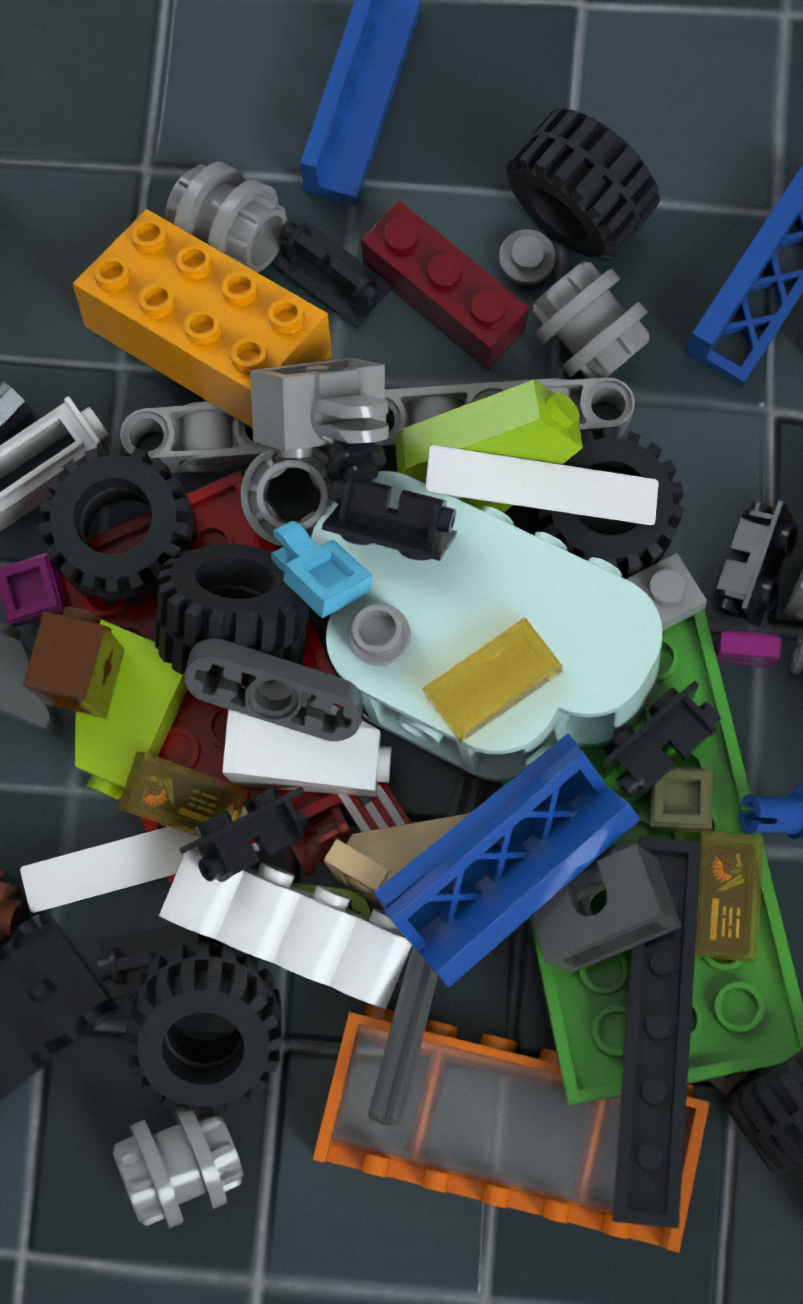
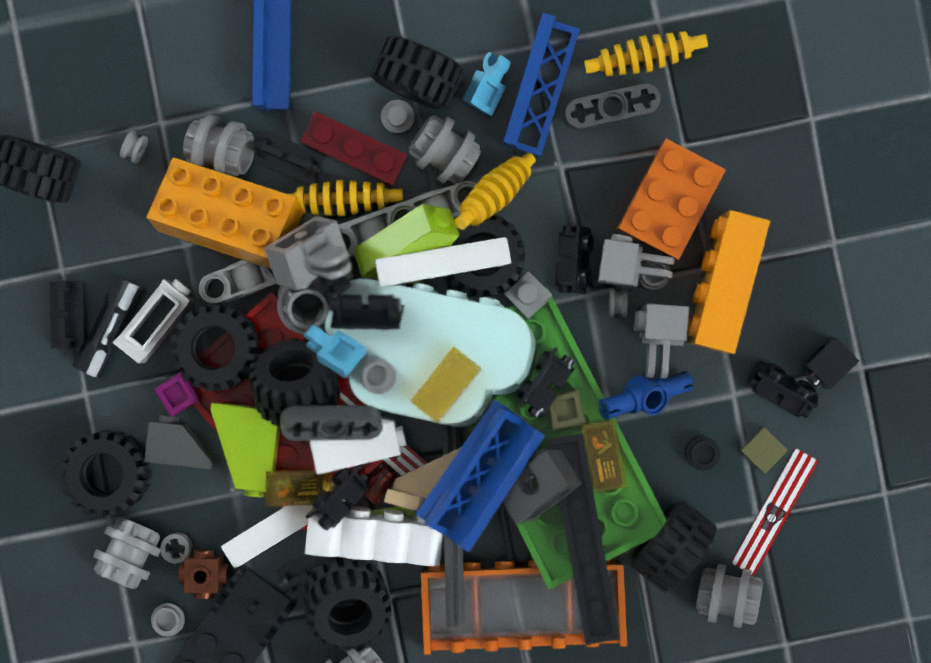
camera: 20 degrees left, 10 degrees up
(74, 662) = (220, 439): reddish brown brick -> none
(90, 187) = (133, 147): none -> light grey bush
(417, 359) = (342, 197): none -> yellow piece
(657, 403) = (495, 190): none -> yellow piece
(683, 247) = (485, 86): none -> medium azure plate
(747, 649) = (581, 312): magenta tile -> none

